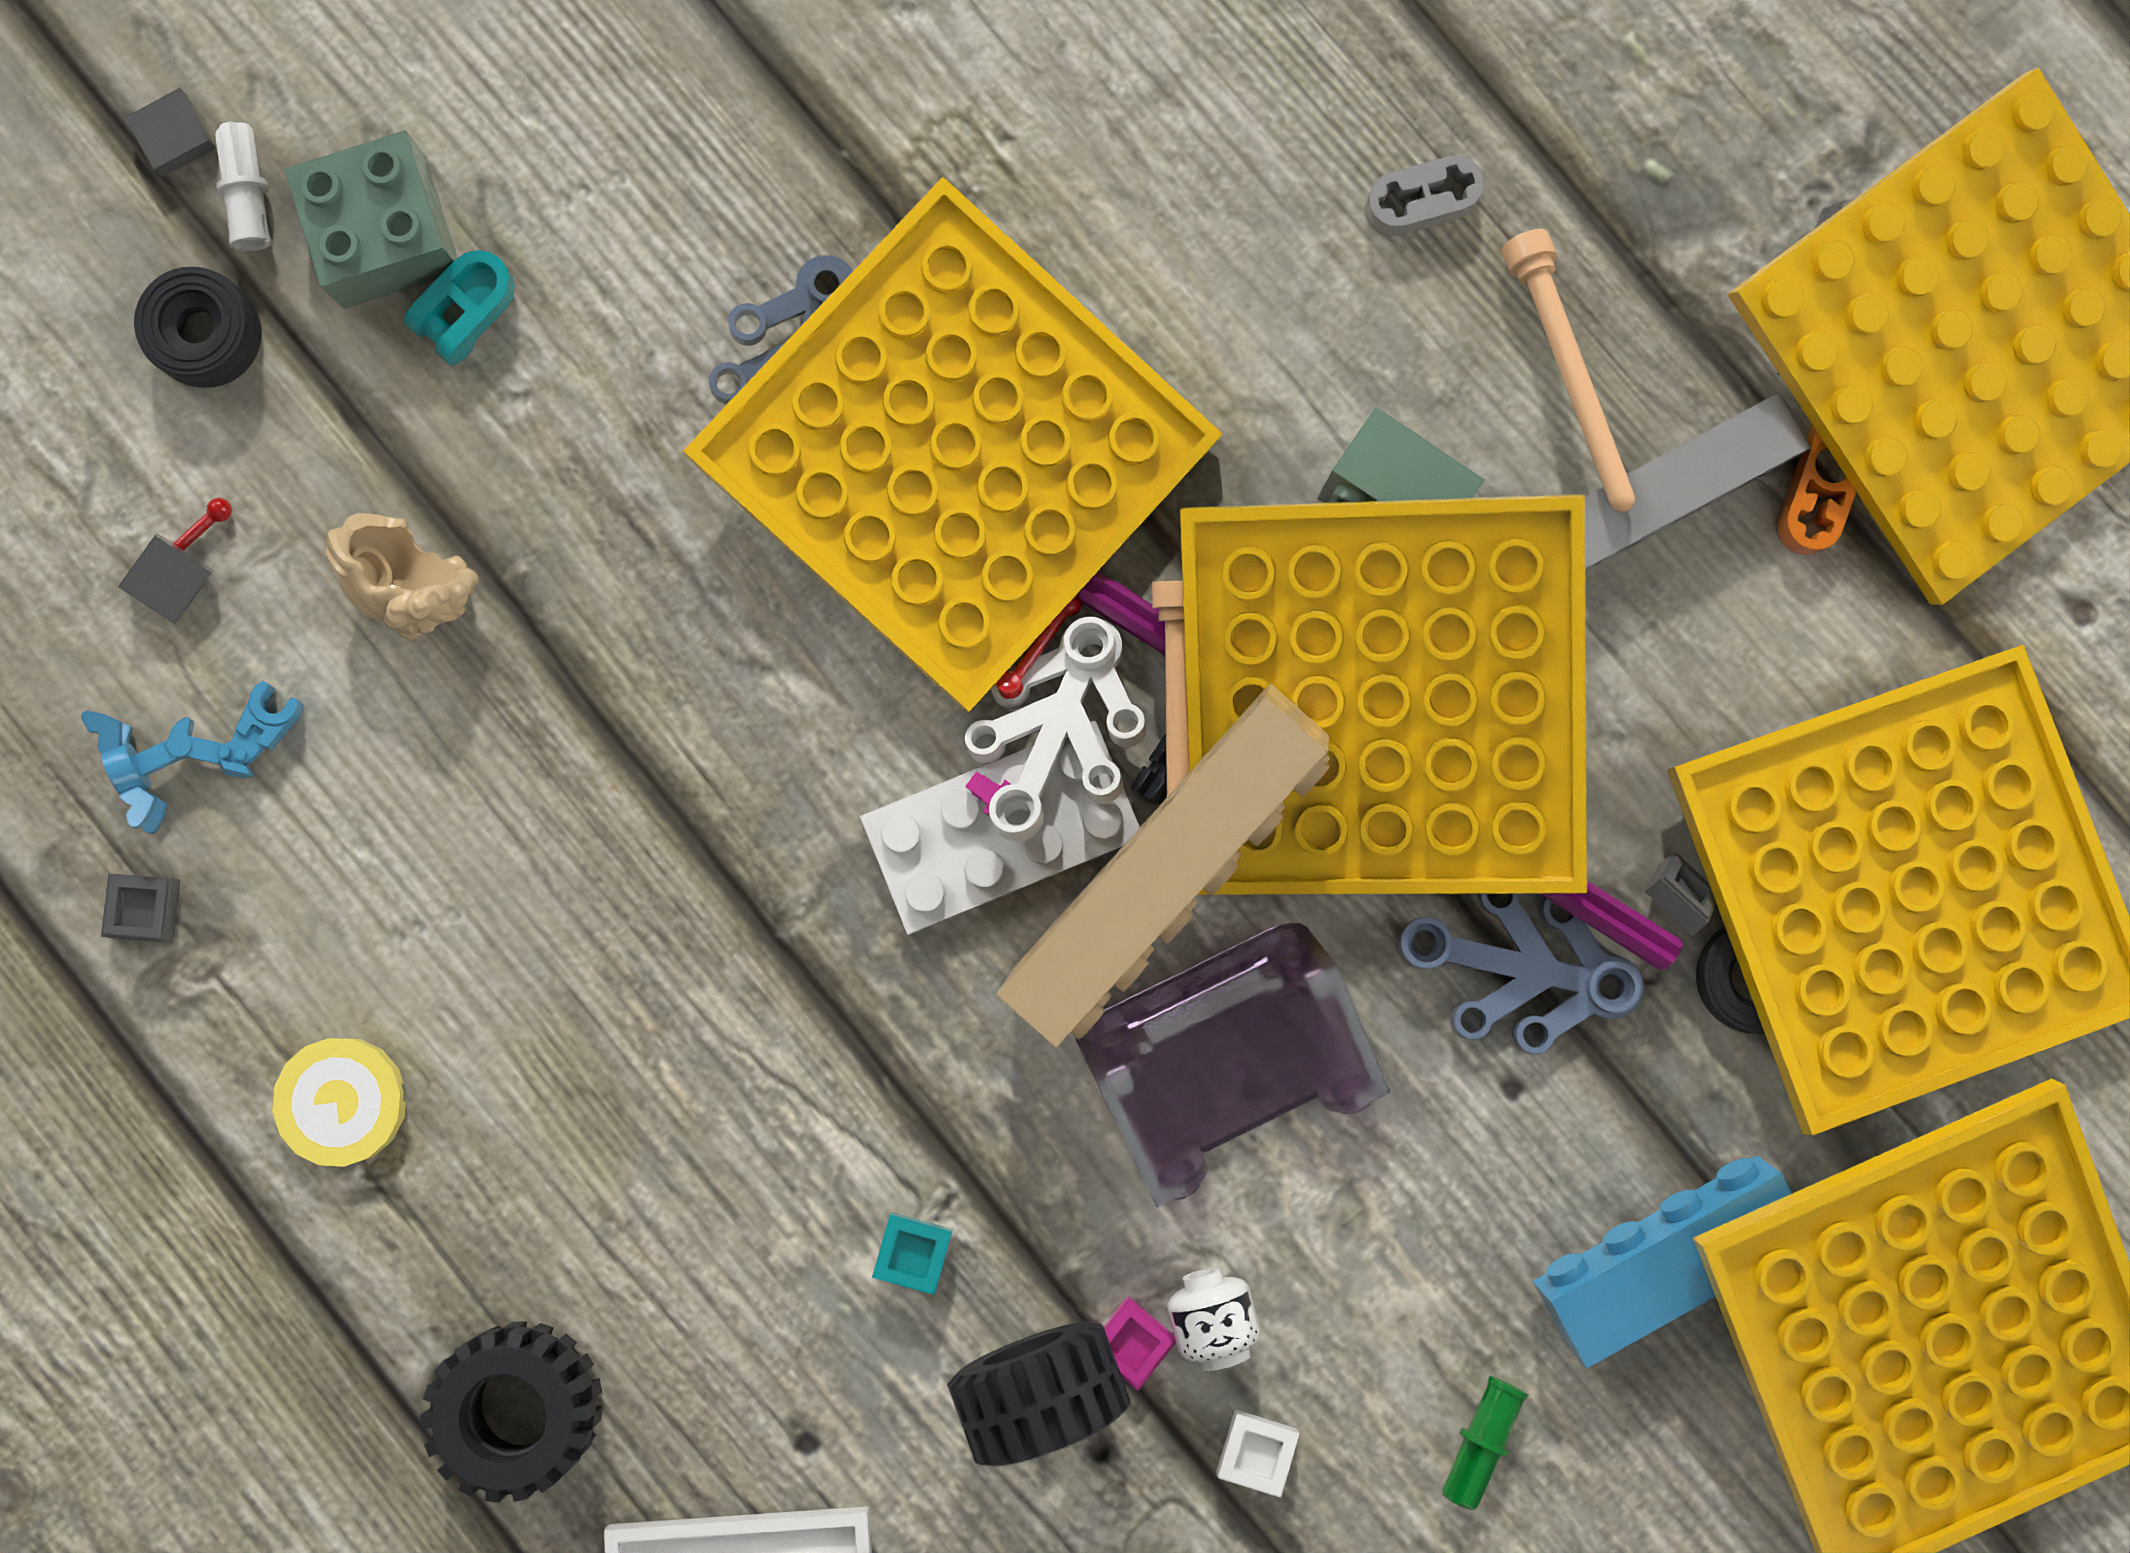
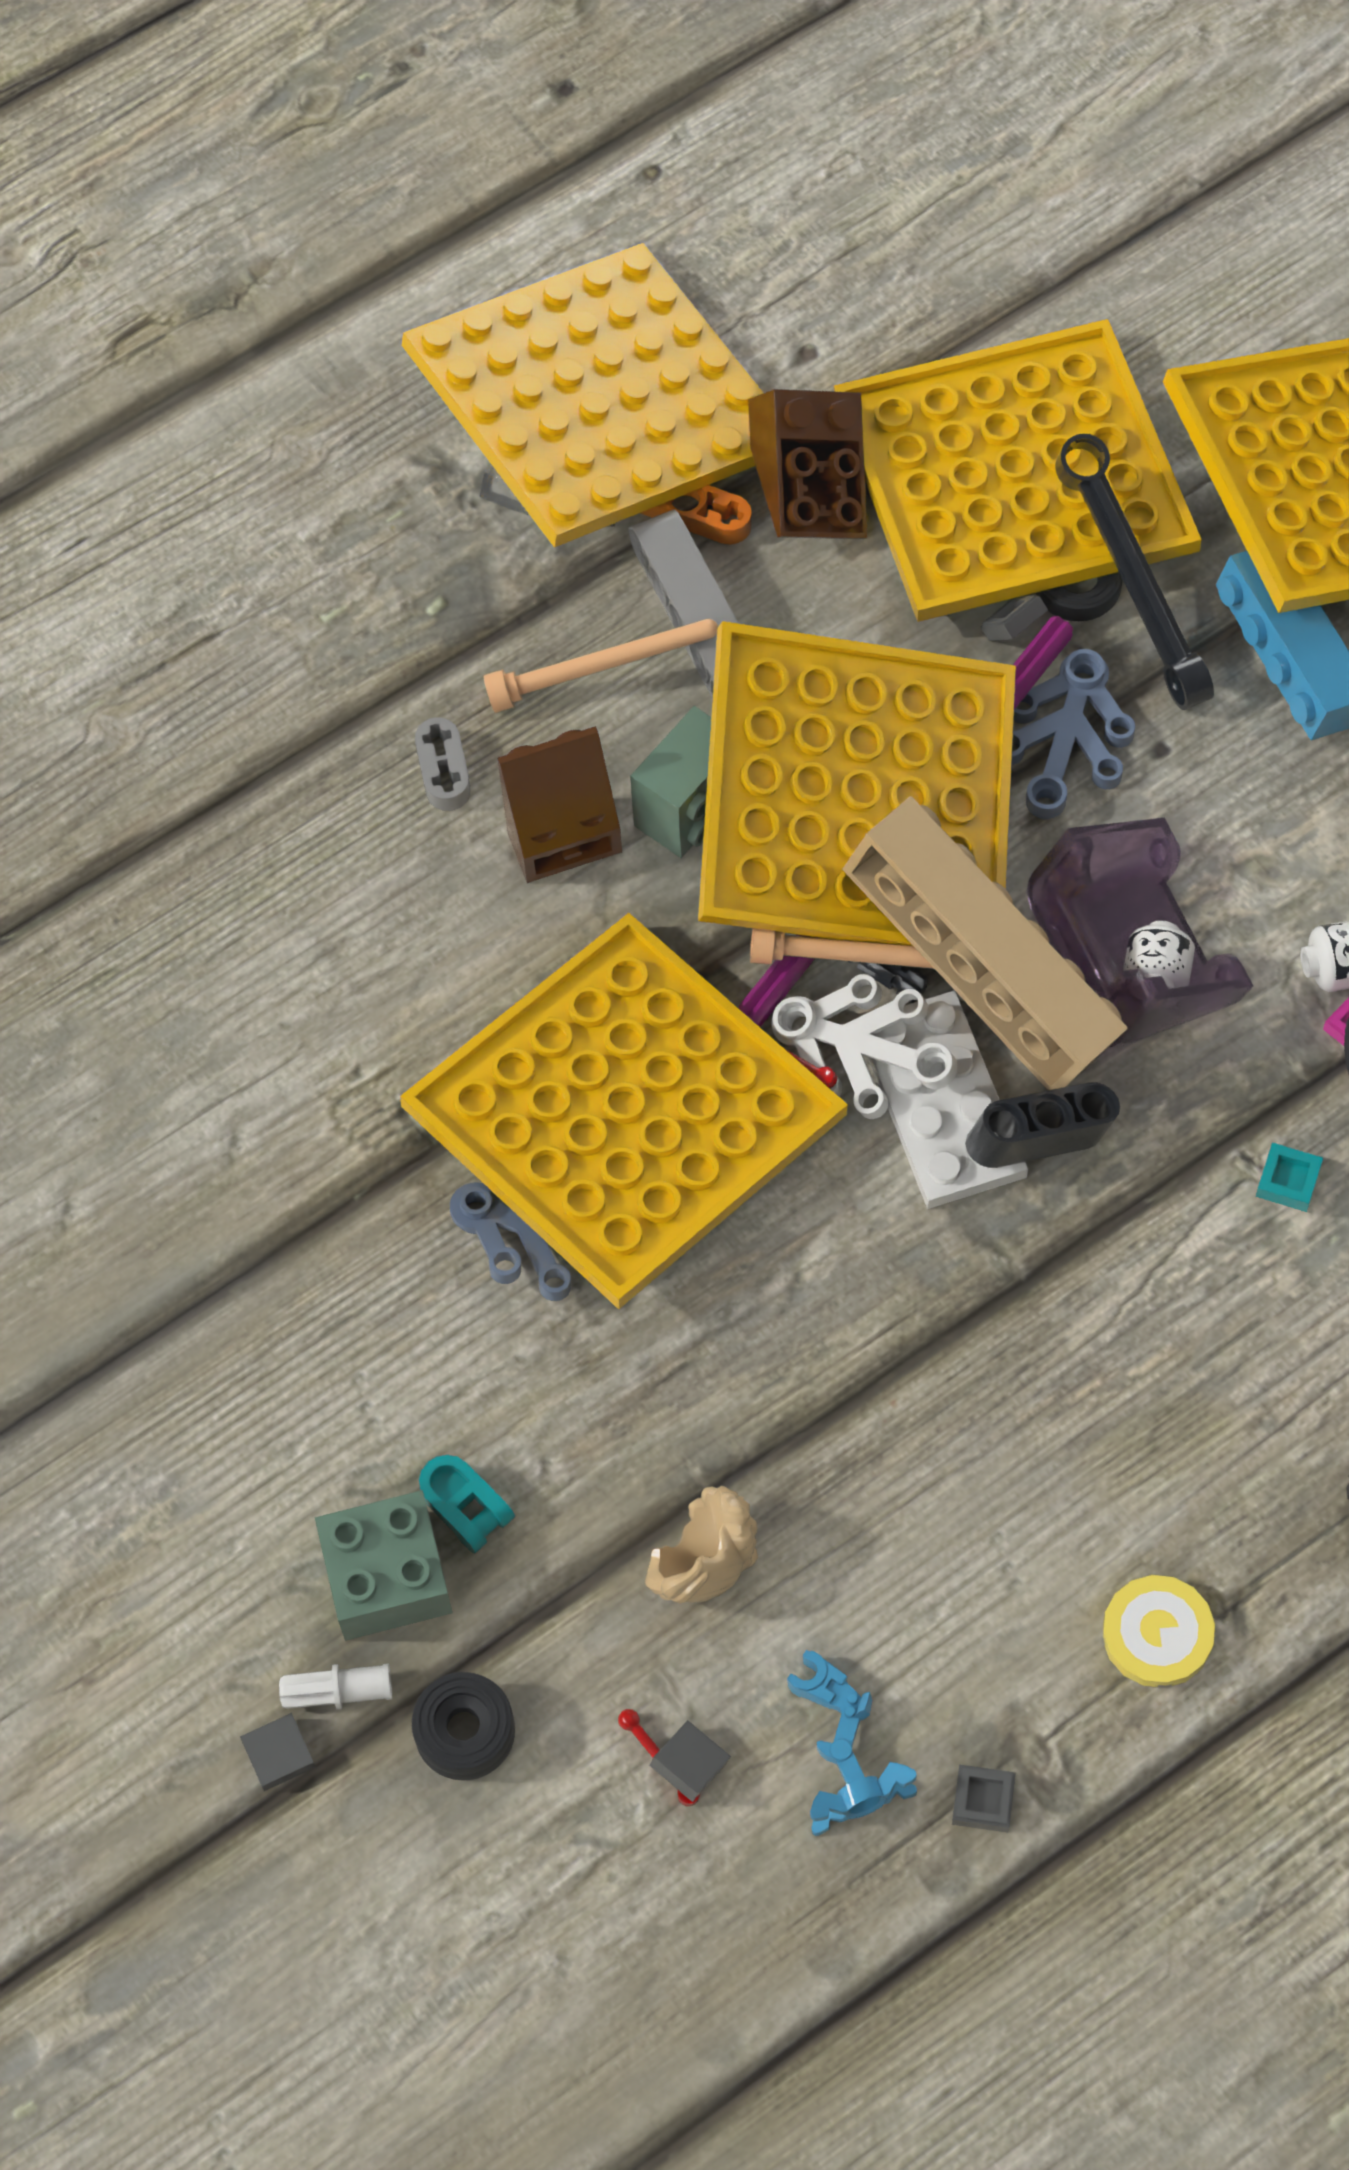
camera: 80 degrees left, 20 degrees down
(958, 977) = (1042, 1124): none -> black beam
(984, 789) = (914, 1094): dark pink piece -> none
(1187, 1088) = (1161, 951): none -> white head
(1346, 328) = (559, 804): none -> reddish brown slope
(1624, 1112) = (1184, 671): none -> black piece
(1891, 619) = (811, 462): none -> reddish brown slope

